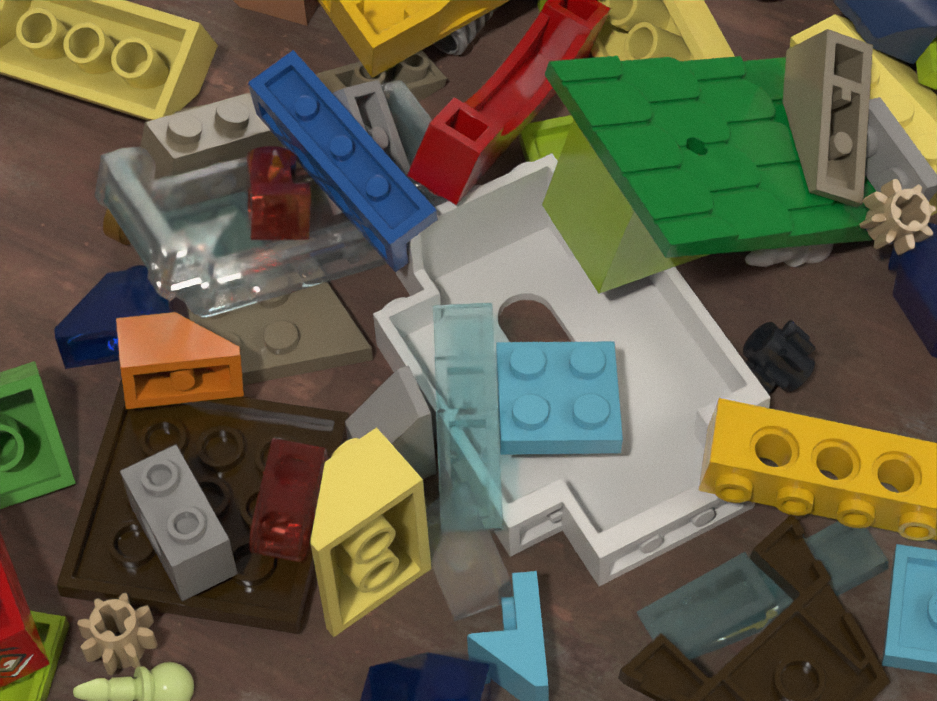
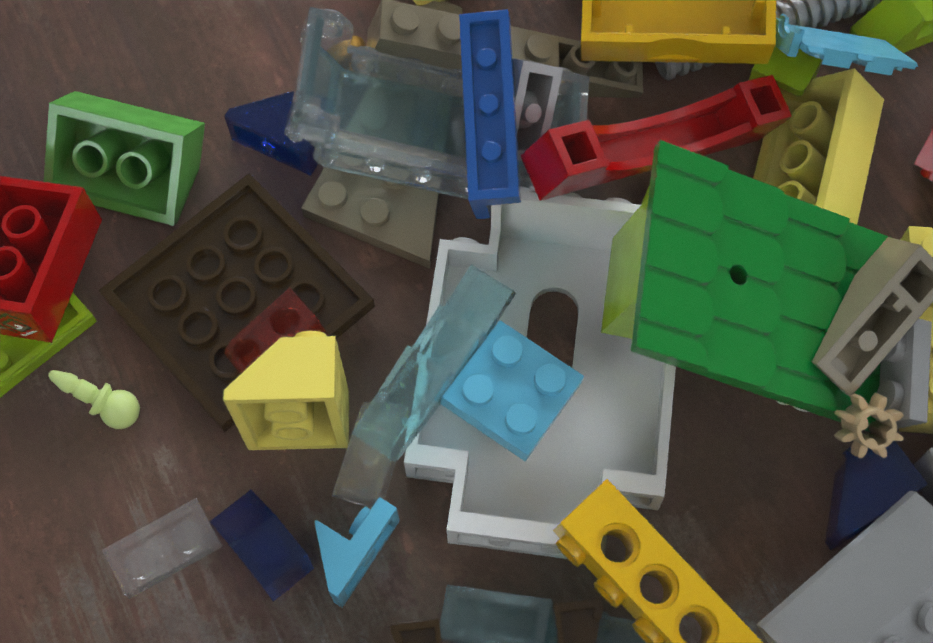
camera: 35 degrees right, 10 degrees up
(115, 617) = (116, 347): tan gear -> none
(175, 362) = (280, 183): orange slope -> none
(179, 522) = (192, 303): light grey brick -> none
(274, 201) = (428, 108): clear red leg -> none
(402, 418) = (380, 335): light grey slope -> none
(779, 356) = (702, 467): black gear -> none

